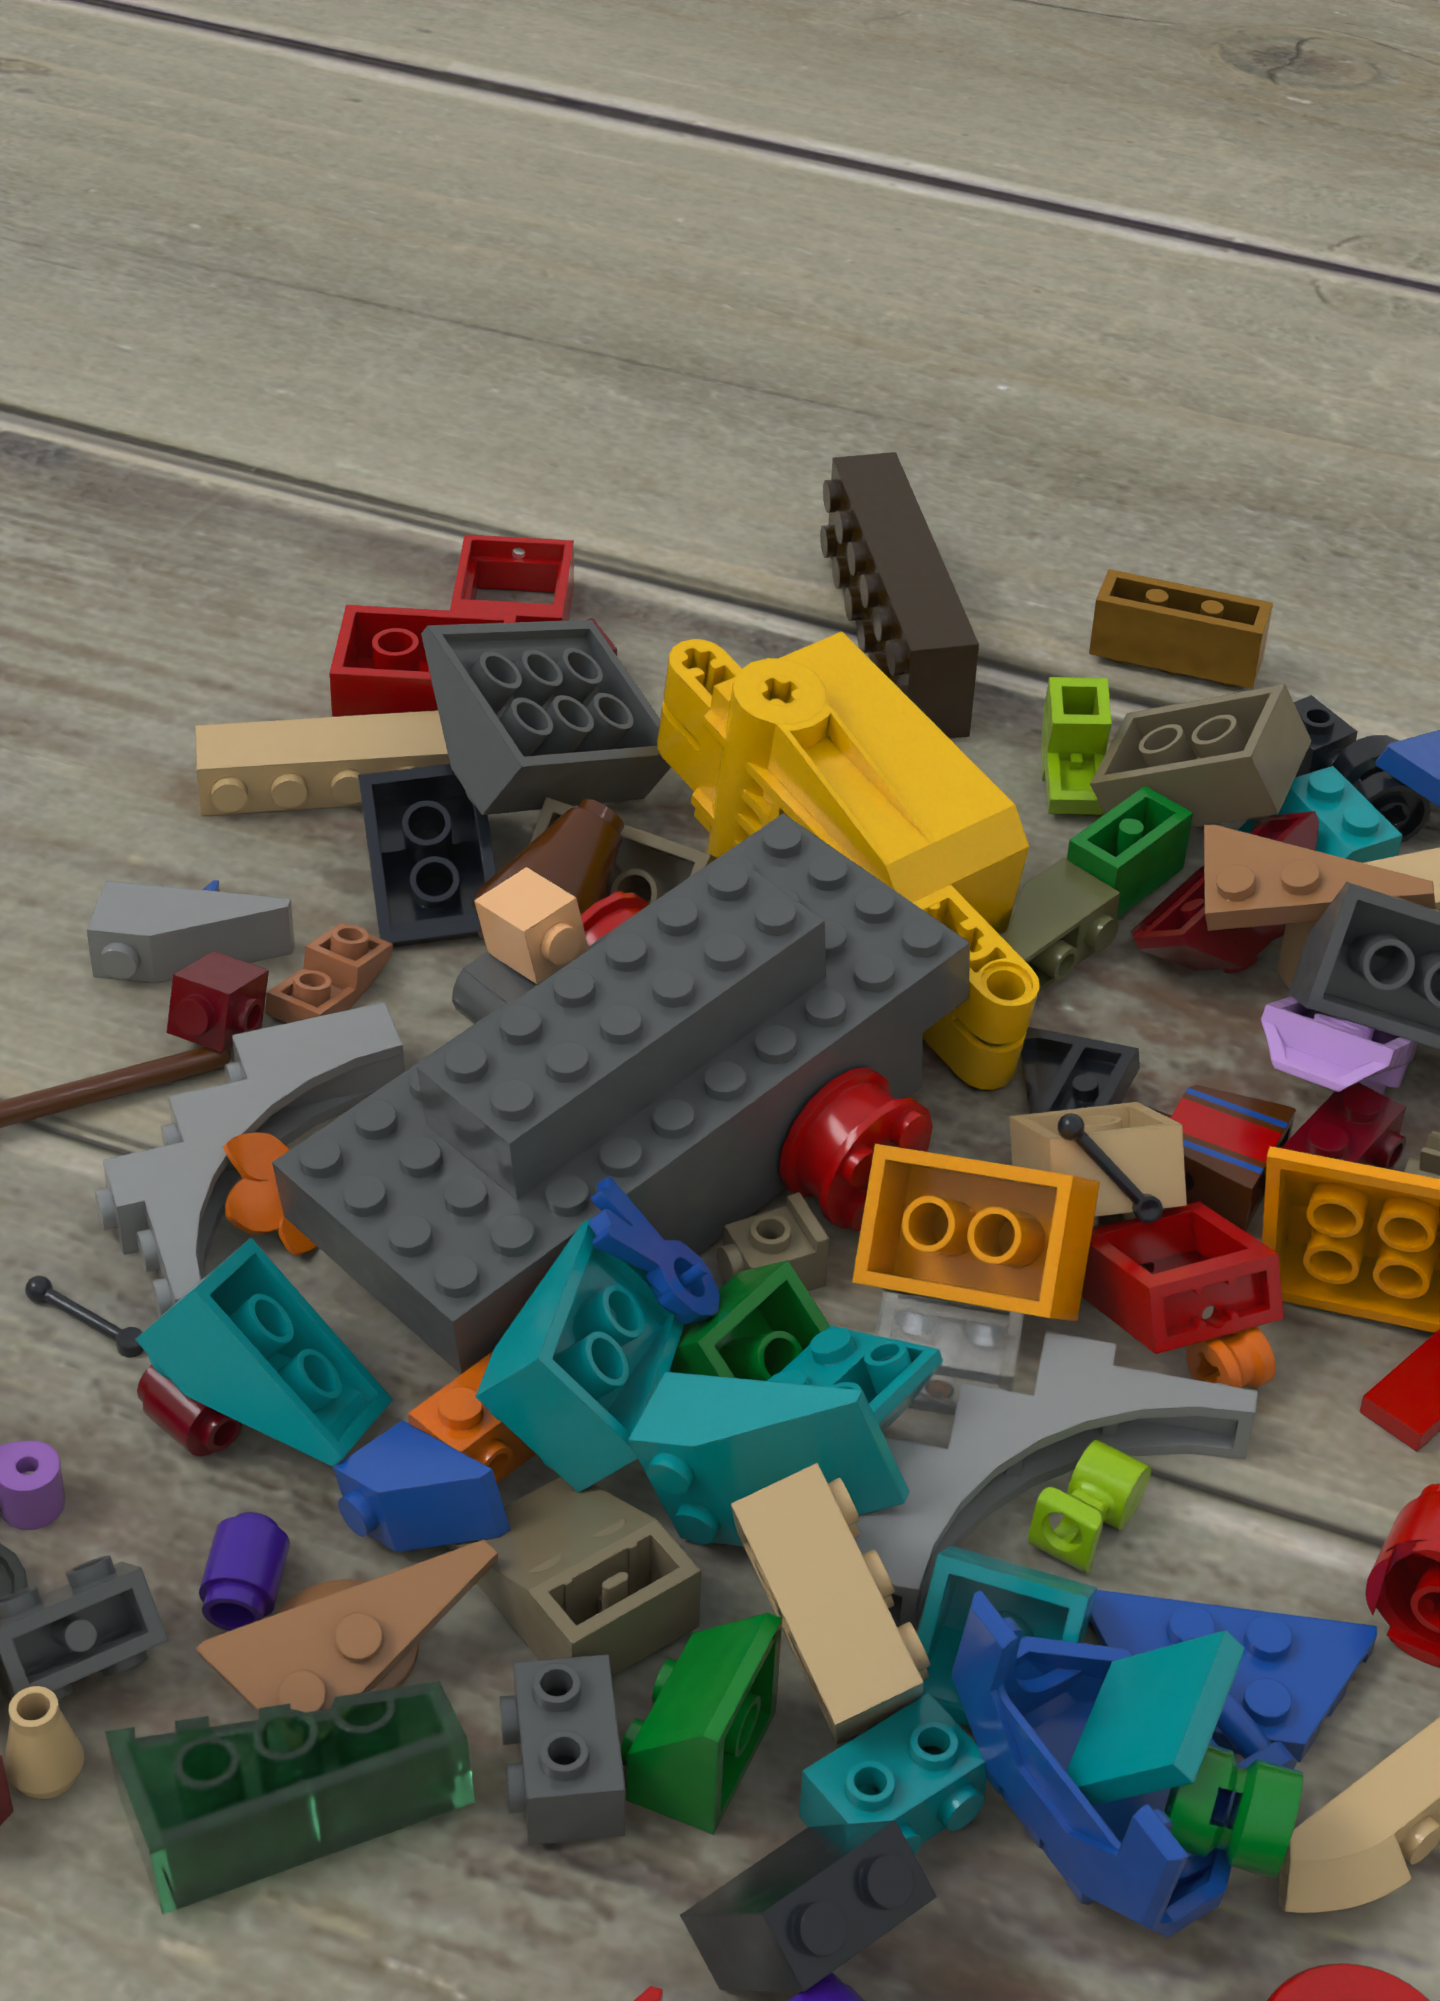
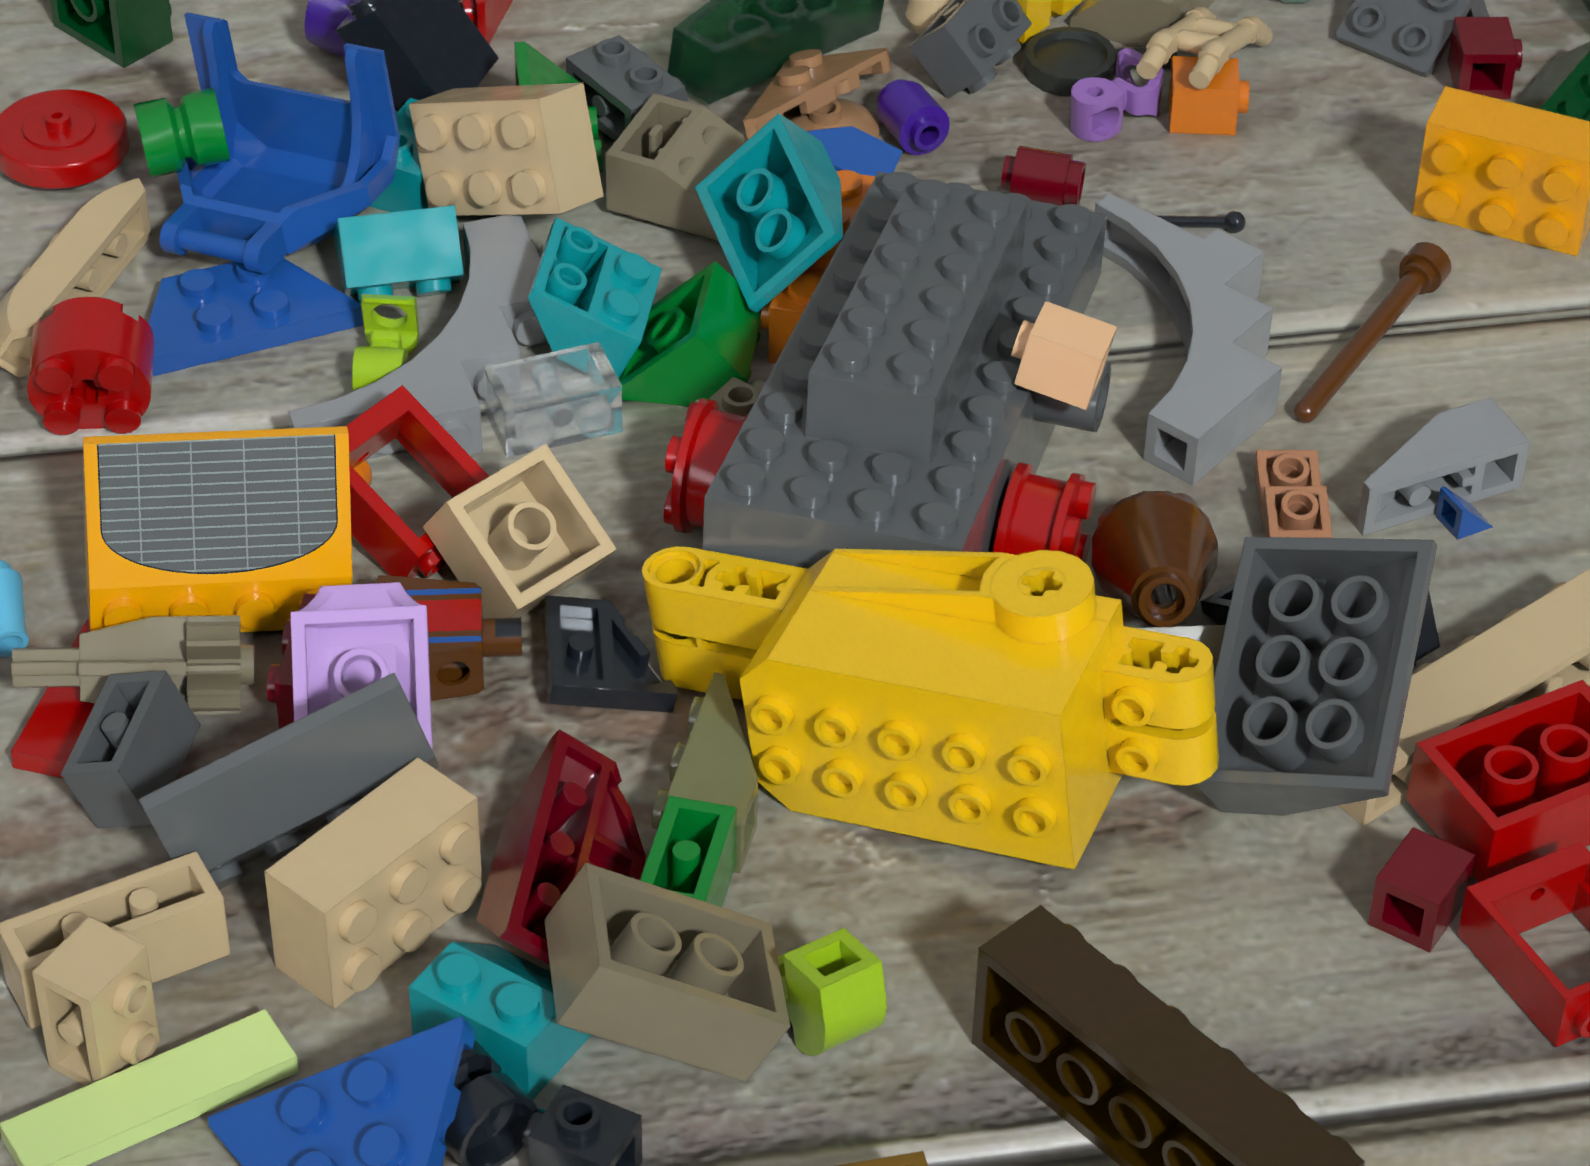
camera: 150 degrees right, 0 degrees up
(217, 1000) = (1335, 410): dark red brick -> none
(255, 1200) = (1140, 314): orange plate -> none
(265, 1358) = (1016, 145): teal slope -> none
(674, 1271) = (761, 279): blue piece -> none
(729, 1437) = (624, 196): teal slope -> none
(976, 1232) = (576, 415): light orange brick -> none
(1145, 1206) = (529, 443): black hinge -> none
(1155, 1718) = (250, 125): teal tile -> none
(1277, 883) = (468, 769): medium nougat wing -> none

